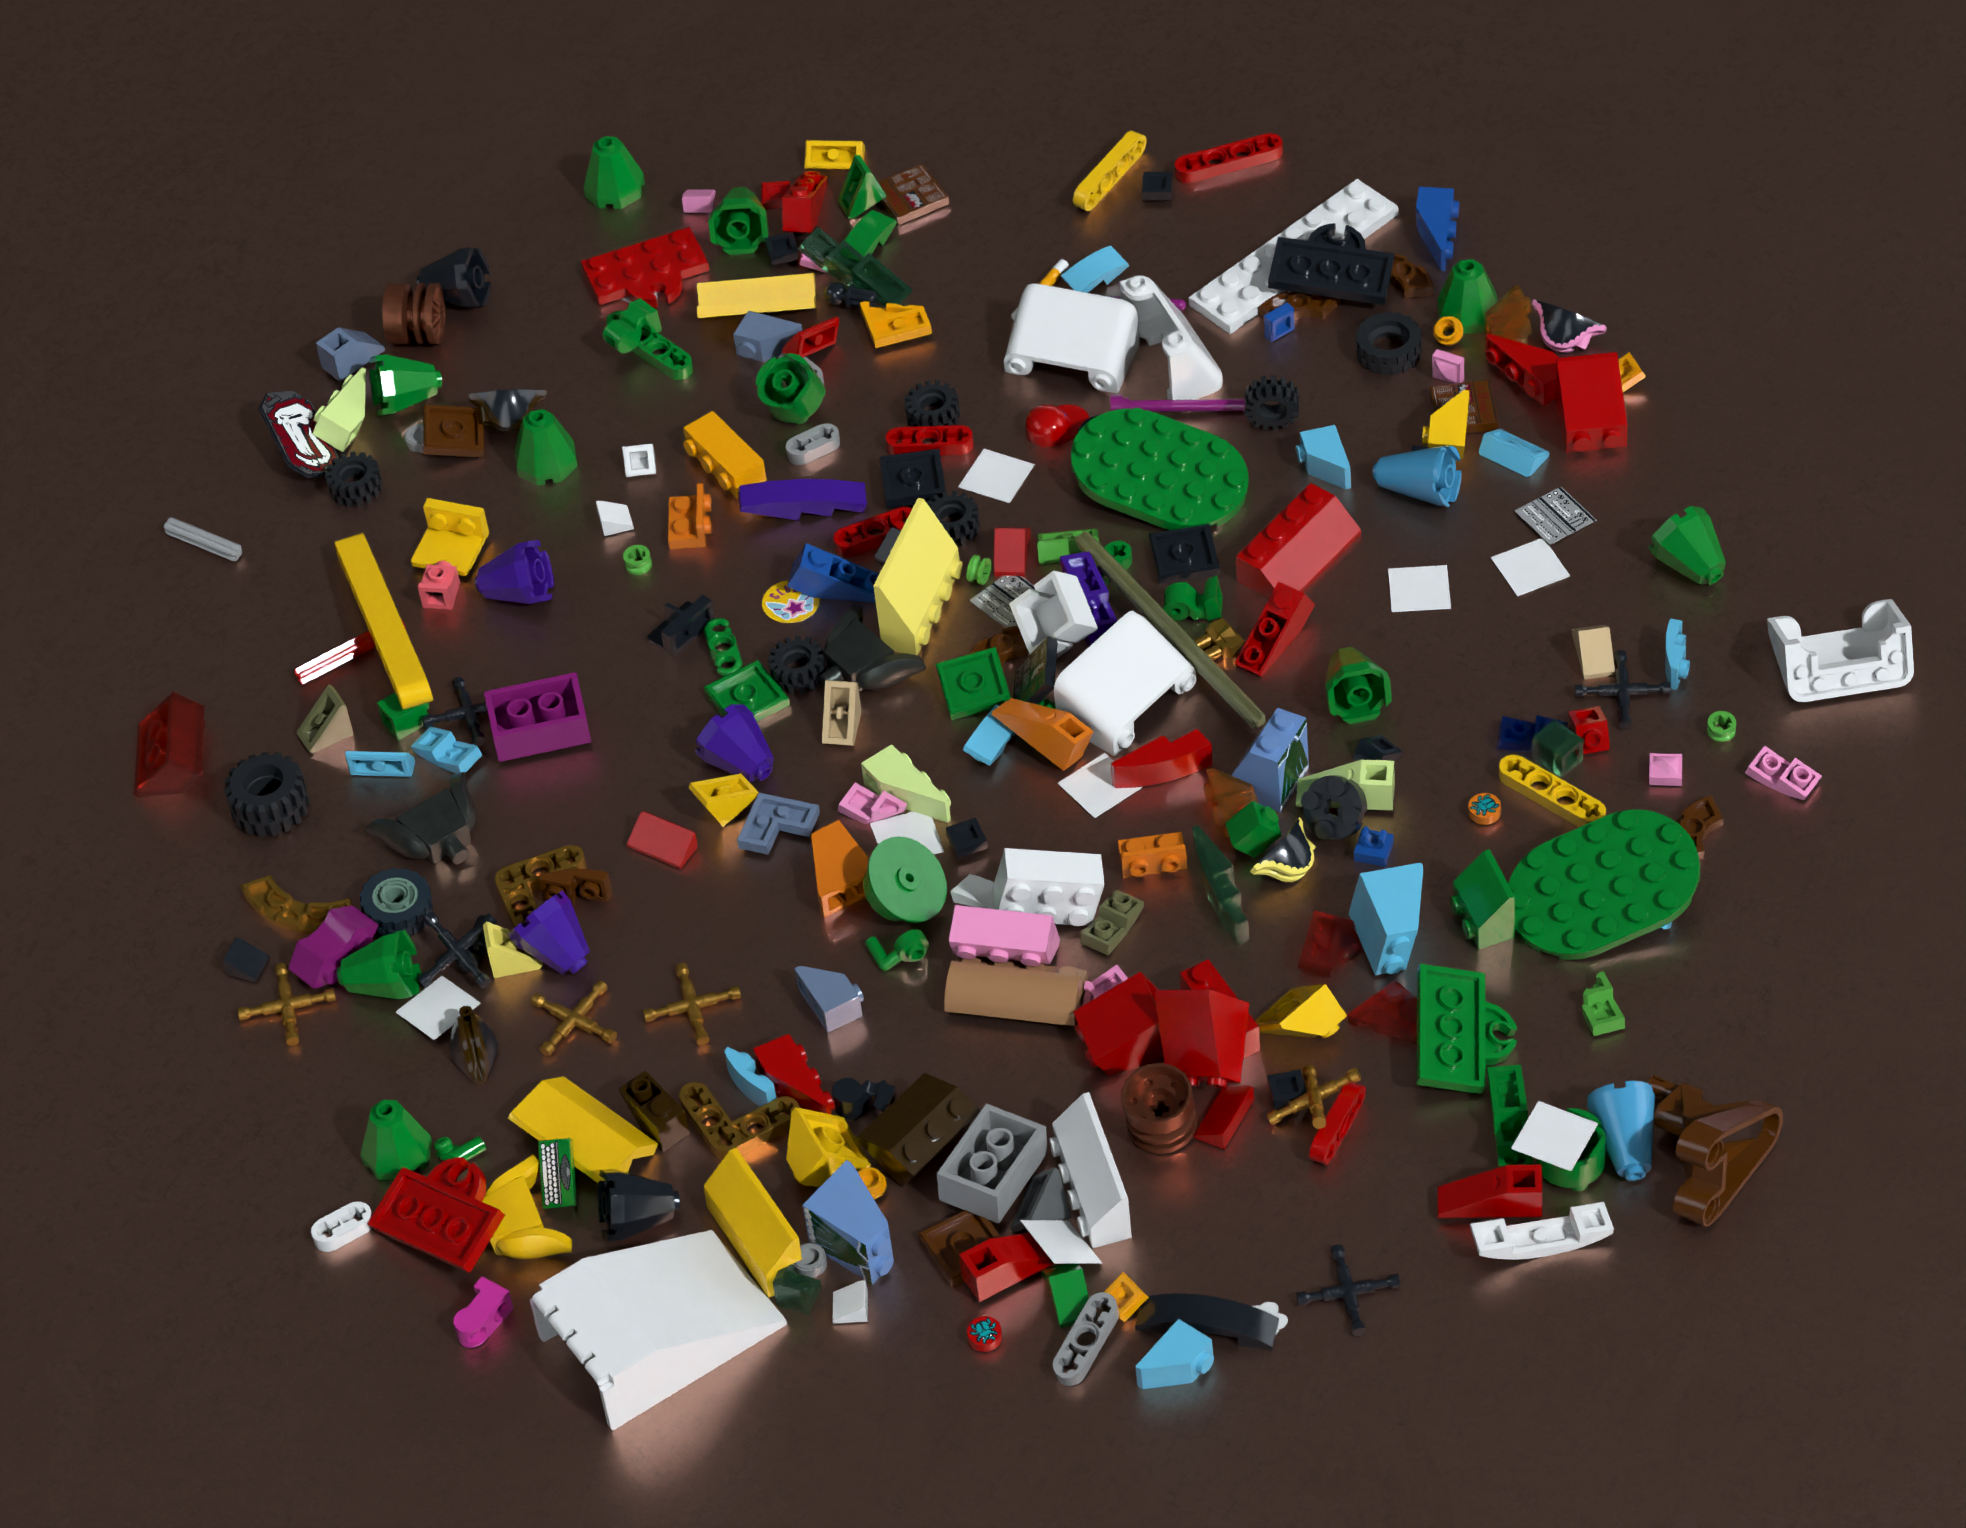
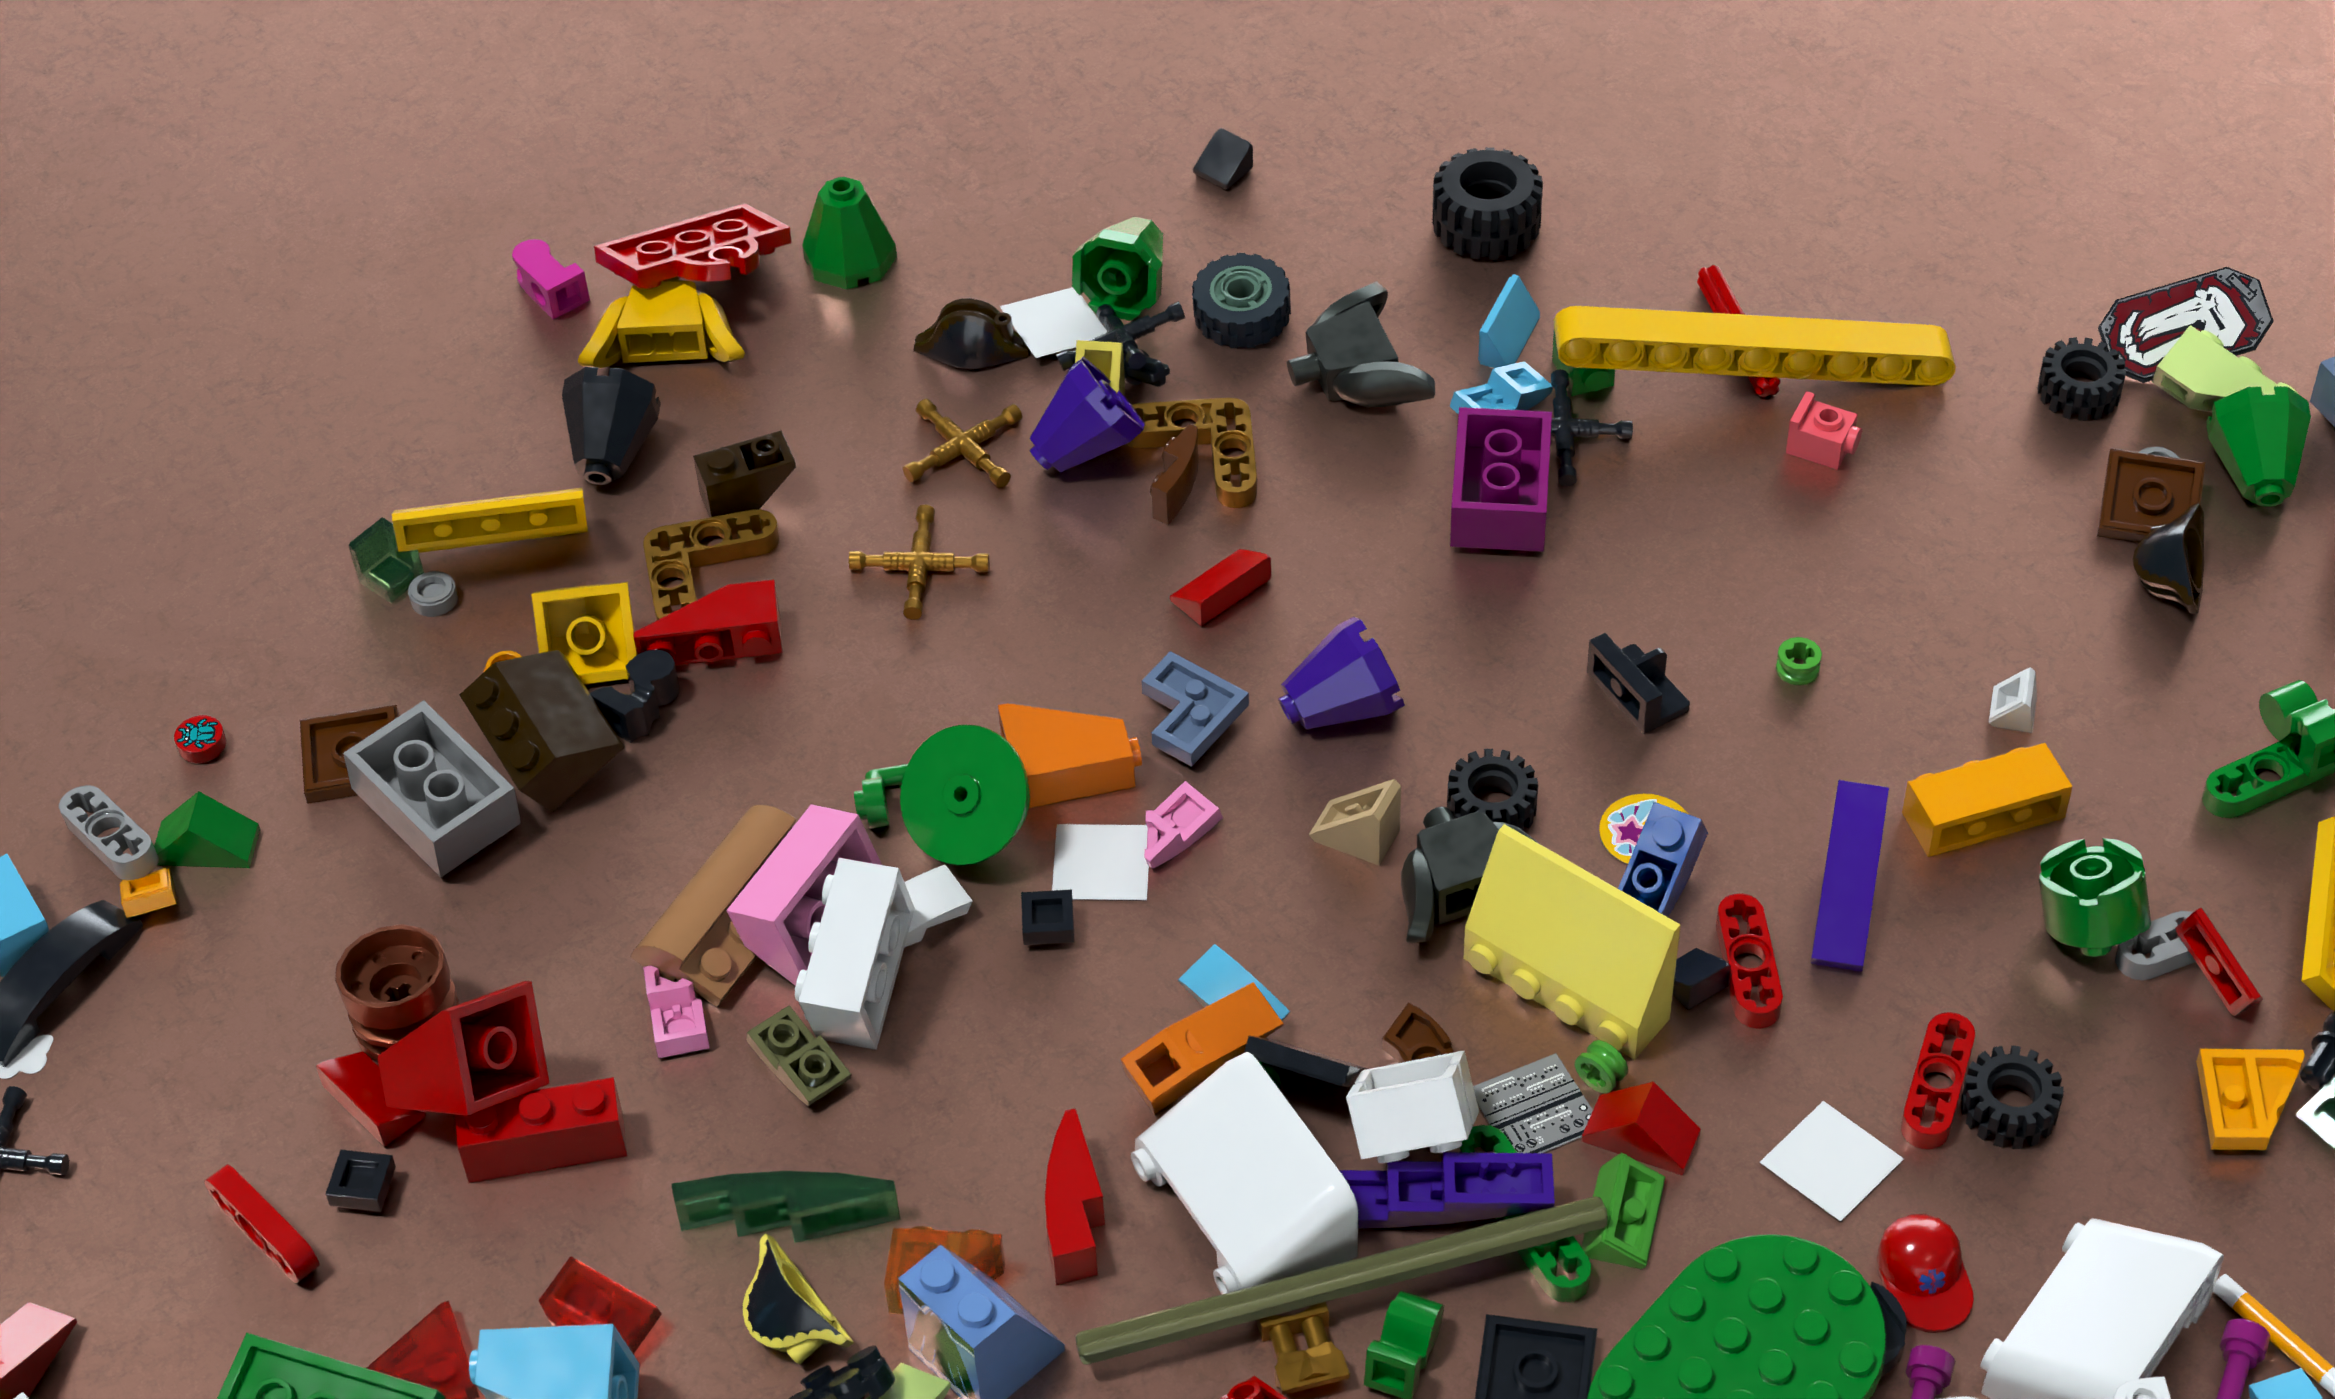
camera: 105 degrees right, 0 degrees up
(170, 748) = (1617, 136): clear red slope -> none
(203, 539) = (2016, 219): light grey axle -> none
(282, 910) = (1289, 214): pearl gold tile -> none
(286, 1004) = (1137, 188): pearl gold piece -> none
(326, 722) = (1602, 283): olive slope -> none
(338, 936) = (1194, 227): magenta brick -> none
(341, 1226) = (767, 186): white beam -> none
(452, 535) = (1908, 458): yellow bracket -> none
(468, 1150) = (809, 299): green arm -> none
(517, 575) = (1790, 511): dark purple cone -> none
(544, 449) = (2066, 585): green cone -> none
(557, 1173) = (698, 372): slope -> none
(598, 1134) = (794, 393): yellow slope -> none
(614, 517) = (1900, 647): white slope -> none
(654, 1318) = (415, 394): white windscreen -> none
(688, 520) = (1862, 736): orange bracket -> none
(715, 638) = (1592, 713): green piece -> none
(724, 796) = (1253, 642): yellow slope -> none
(744, 1075) = (757, 567): medium azure slope -> none
(750, 687) = (1459, 723): green tile -> none
(763, 336) = (2255, 903): sand blue slope -> none
(812, 444) = (1992, 921): light grey beam -> none
(829, 996) = (839, 692): sand blue slope -> none
(849, 1225) = (421, 618): medium blue slope -> none
(851, 1303) = (334, 618): white slope -> none
(899, 777) = (1186, 862): yellowish green slope -> none
(912, 477) = (1849, 1031): black plate -> none
(960, 507) = (1731, 1084): black tyre -> none
(973, 683) = (1355, 1001): green tile -> none
(1001, 1263) = (275, 777): red slope -> none
(1043, 1200) = (354, 846): dark grey slope -> none
(1061, 1241) = (267, 838): white sticker -> none
(1091, 1174) = (343, 899): white slope -> none
(1093, 786) = (1103, 1113): white sticker -> none
(1121, 1026) = (583, 1007): red slope -> none
(1152, 854) = (899, 1139): orange bracket -> none
(1253, 828) = (856, 1271): green brick -> none
(1303, 1013) = (474, 1227): yellow slope -> none
(1314, 1096) = (310, 1196): pearl gold piece -> none

